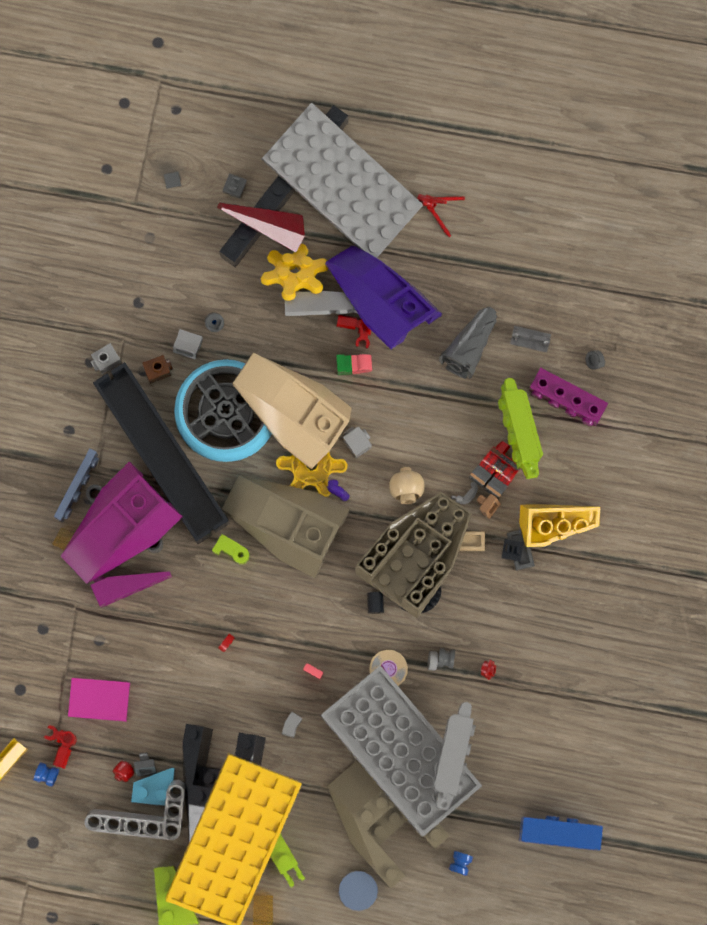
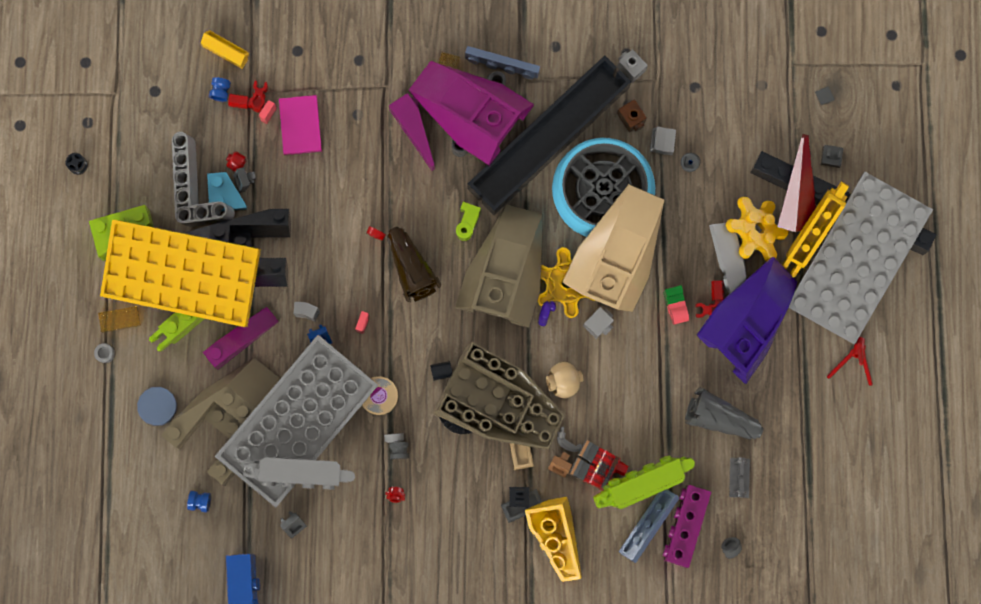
camera: 75 degrees right, 0 degrees up
(79, 729) = (267, 111): none -> coral tile
(273, 611) = (413, 271): none -> dark brown cone
(306, 215) = (816, 228): none -> yellow hinge
(306, 796) = (240, 338): none -> magenta slope
(316, 712) = (322, 332): none -> blue tile
(500, 774) = (292, 525): none -> dark grey tile
(561, 433) = (648, 525): none -> sand blue plate

